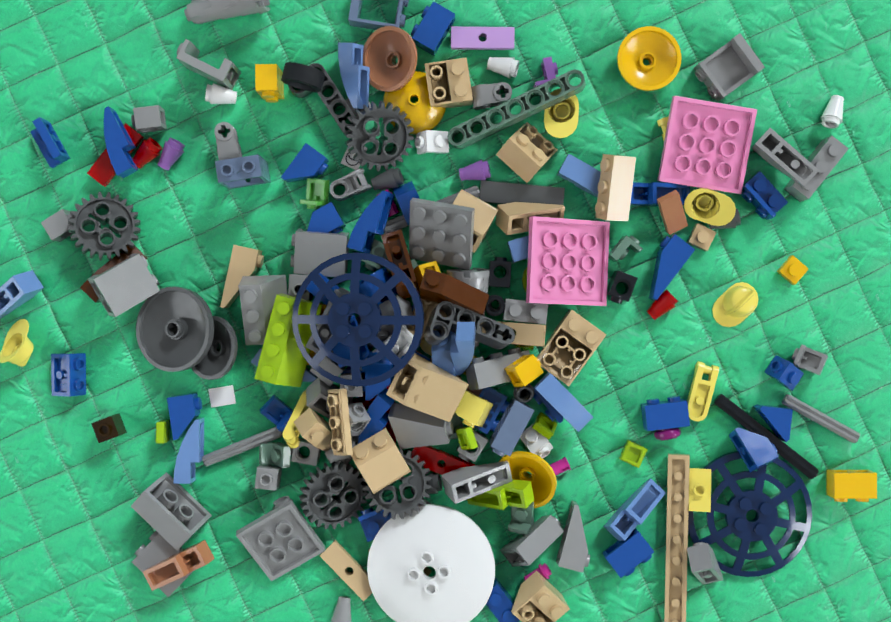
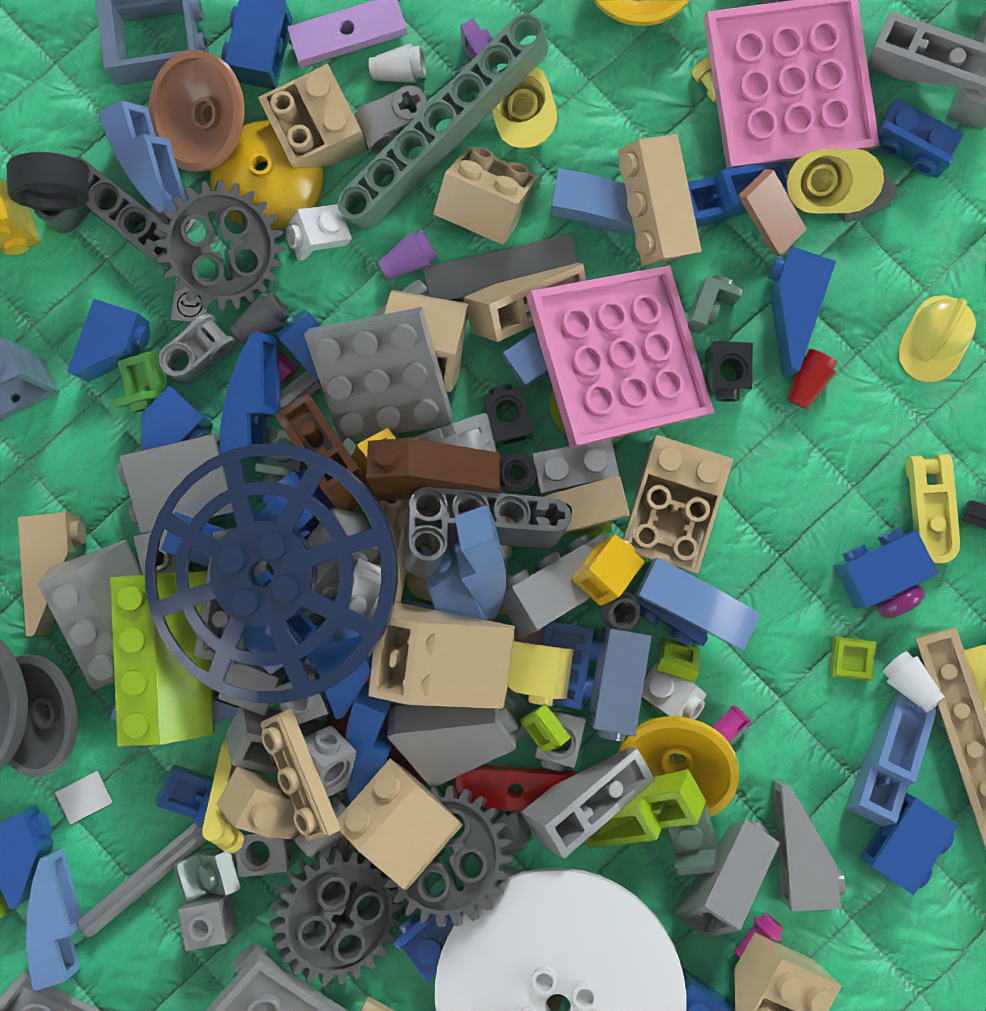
camera: 10 degrees left, 5 degrees down
(658, 473) = (913, 681): none -> white cone
(701, 237) = (837, 241): tan plate -> none

